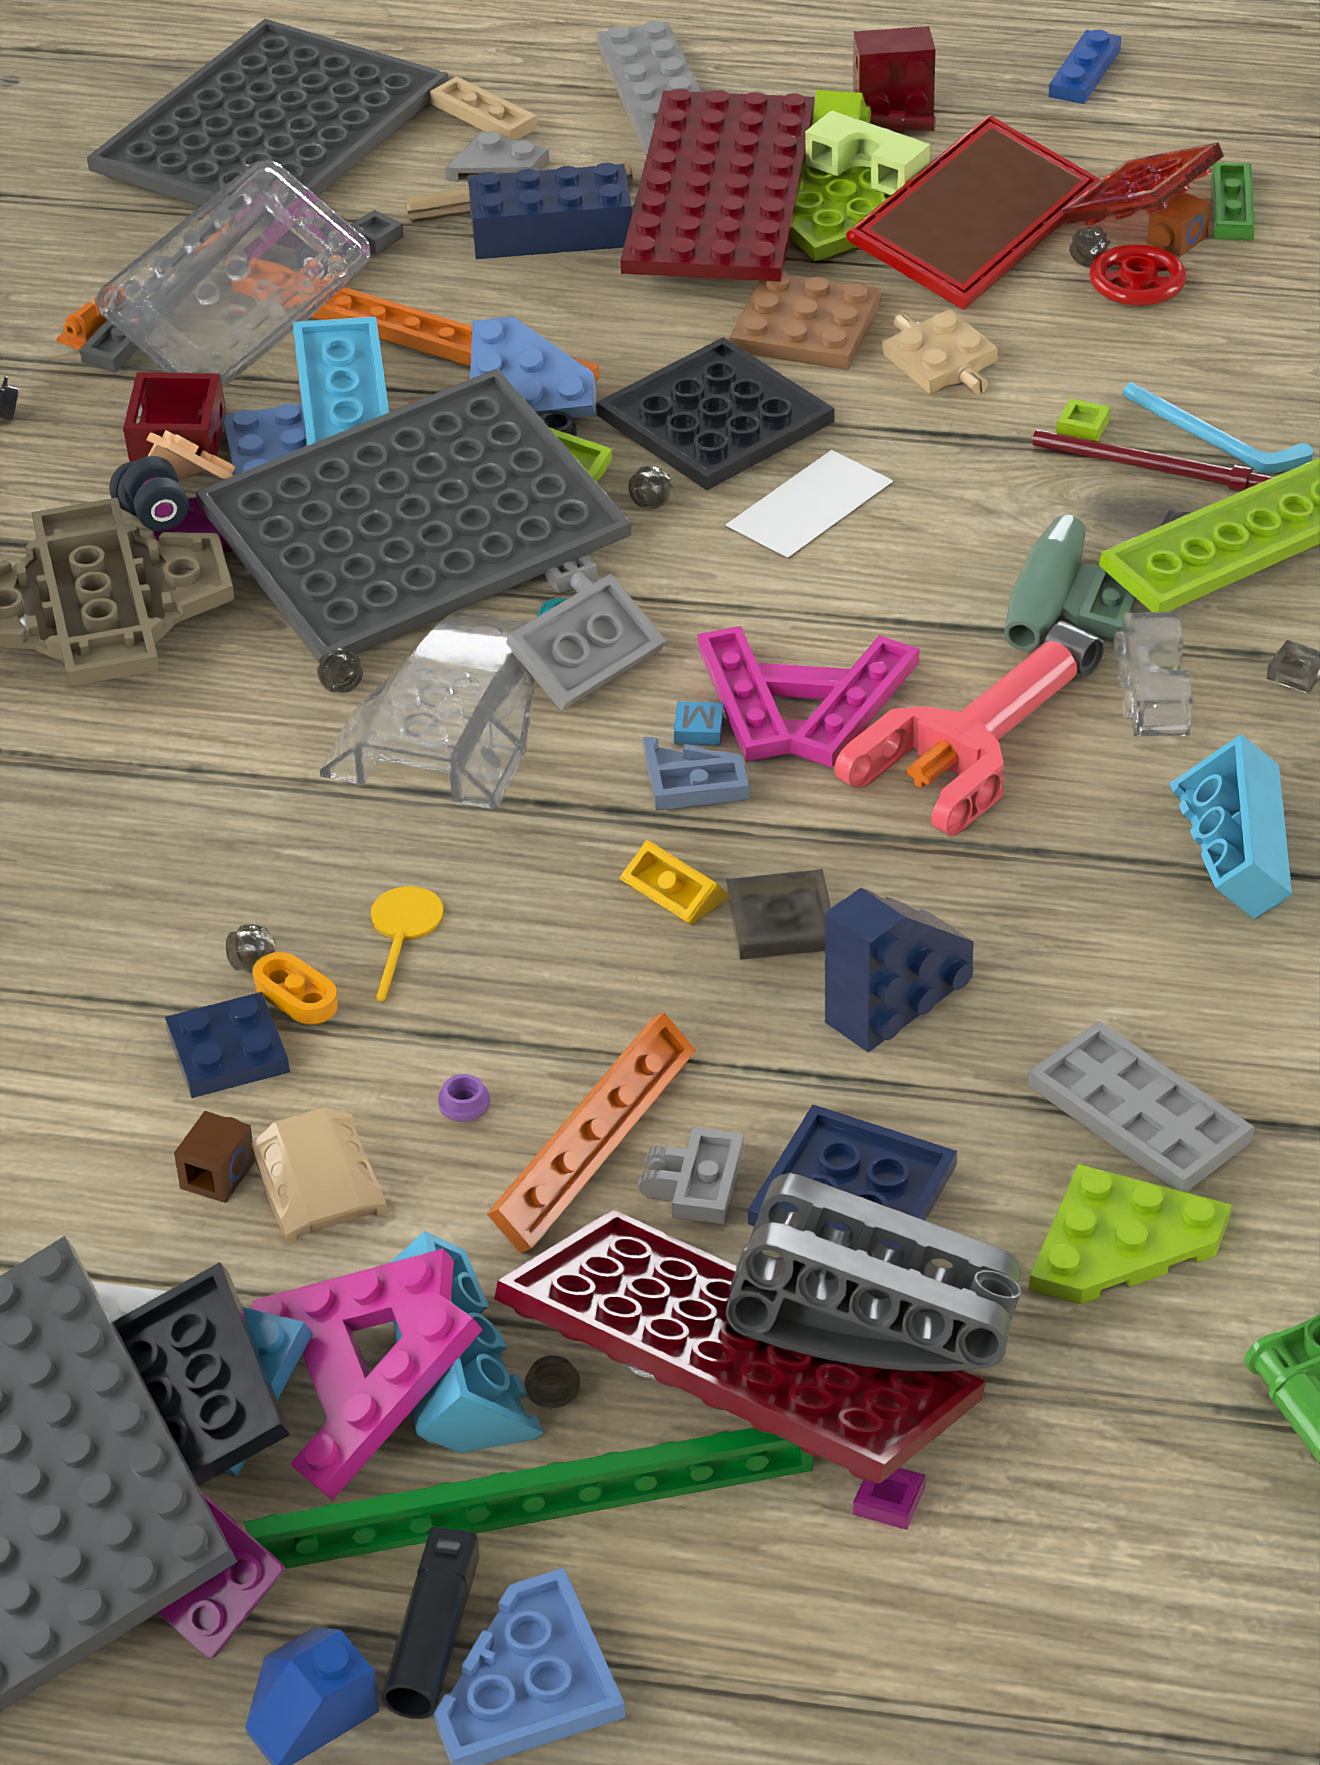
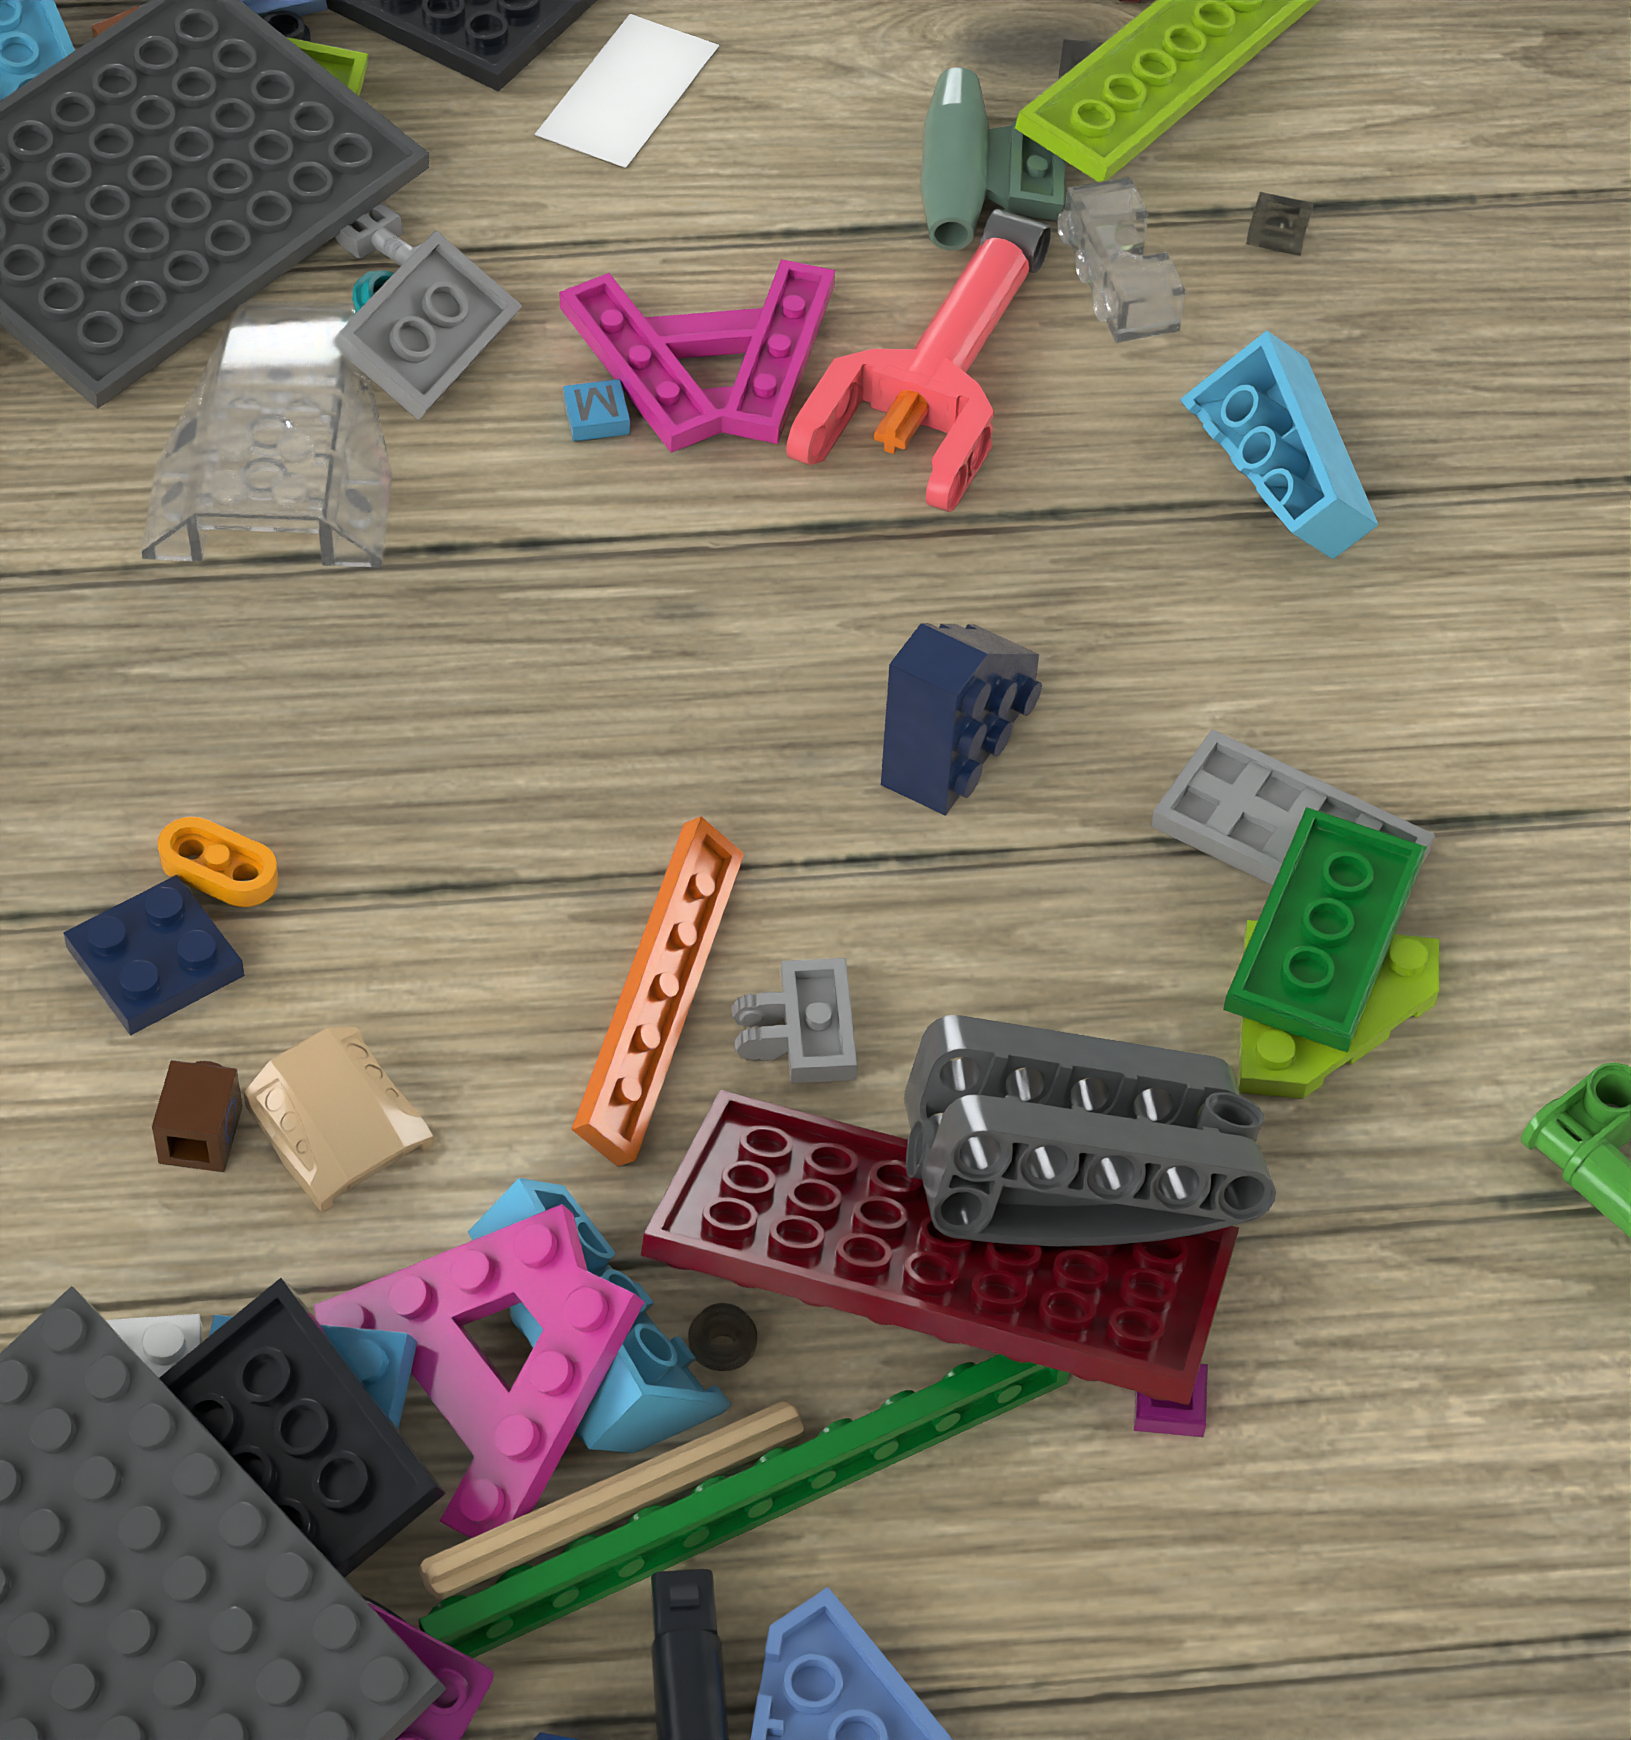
camera: 20 degrees left, 10 degrees up
(248, 946) = (140, 816): clear smoke plate -> none
(340, 670) = (124, 411): clear smoke plate -> none
(404, 915) = (319, 733): yellow piece -> none
(413, 1473) = (610, 1500): none -> tan axle
(463, 1098) = (478, 960): medium lavender plate -> none
(650, 487) = (430, 98): clear smoke plate -> none
(672, 883) = (637, 633): yellow slope -> none
(694, 776) = (616, 484): sand blue wing -> none
(778, 913) = (787, 653): clear smoke plate -> none
(864, 1162) = (991, 972): dark blue plate -> none
(1134, 1177) = (1325, 929): none -> green tile

